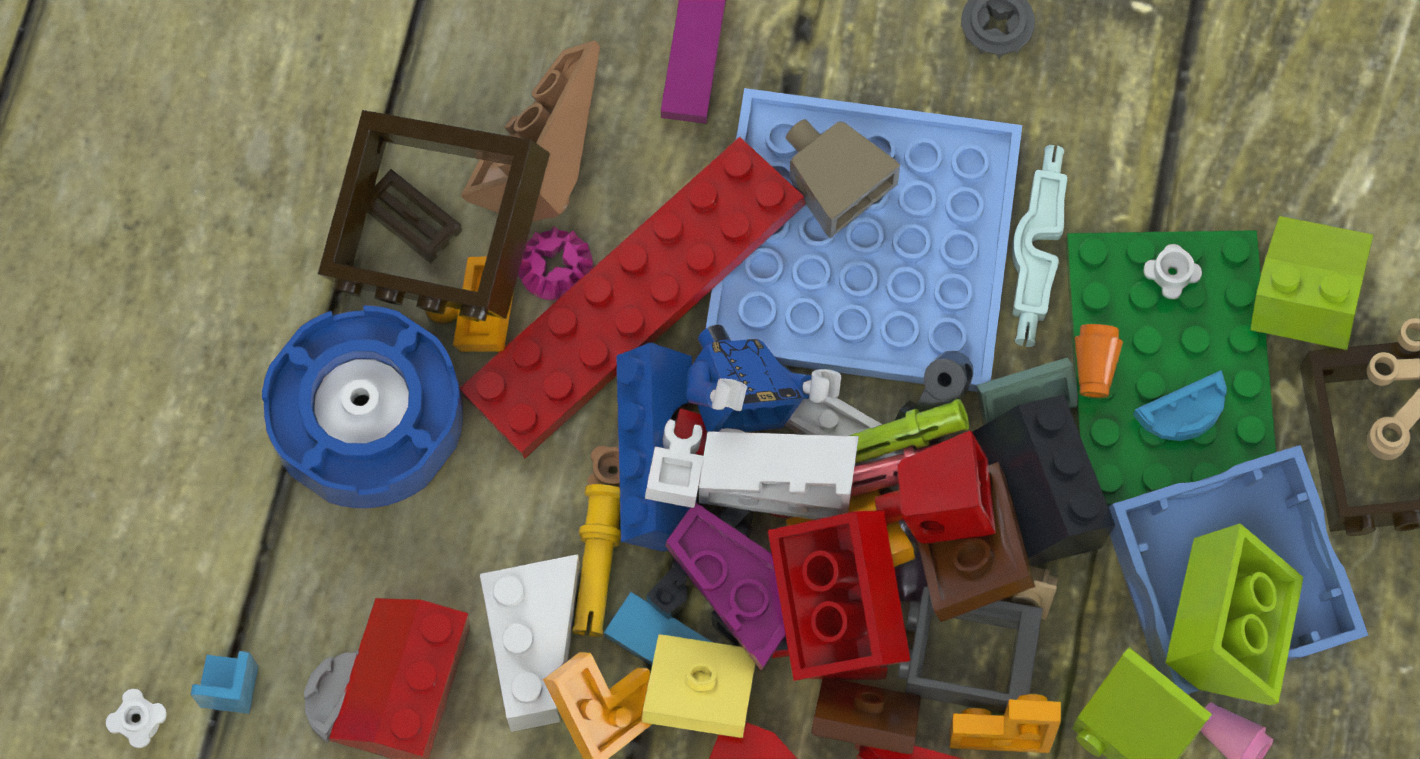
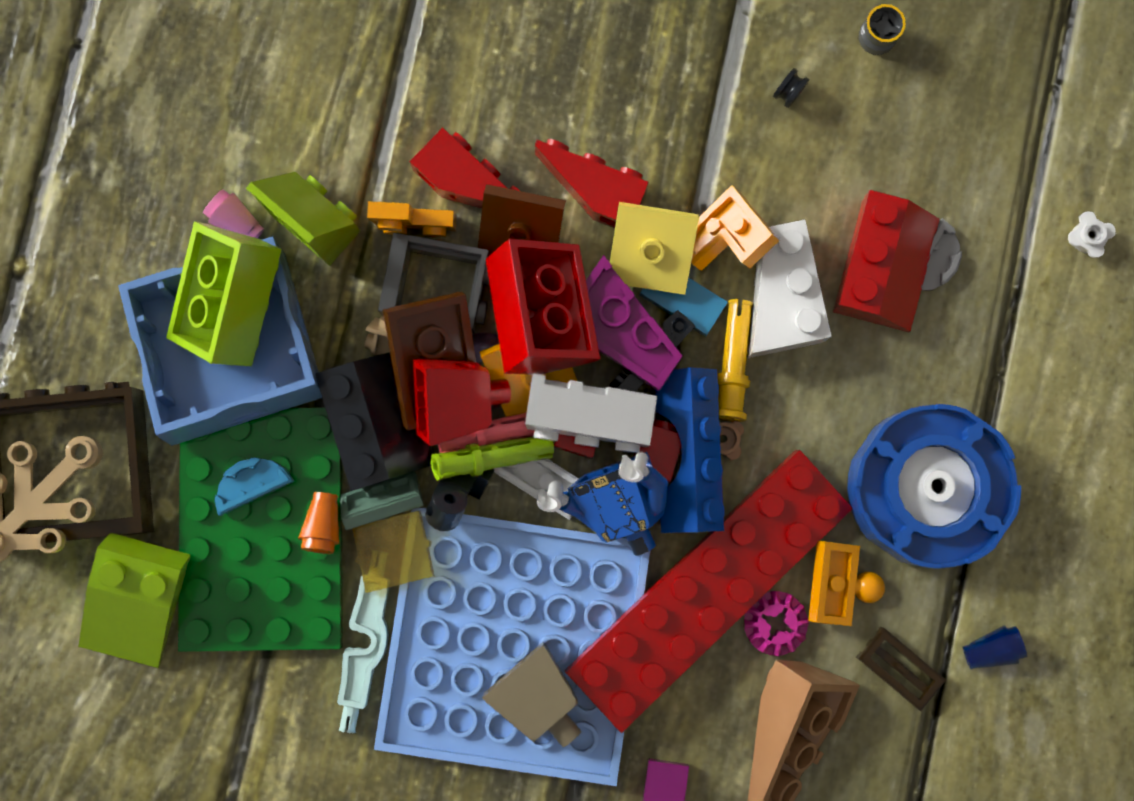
camera: 175 degrees right, 15 degrees up
(227, 683) = (1024, 260): dark azure panel -> none
(297, 233) = (995, 649): none -> clear blue cone
(509, 236) = (819, 641): dark brown window -> none
(676, 468) = (675, 412): white plate -> none
(1009, 334) = (393, 551): none -> clear yellow piece
(1173, 257) = (240, 607): white plate -> none

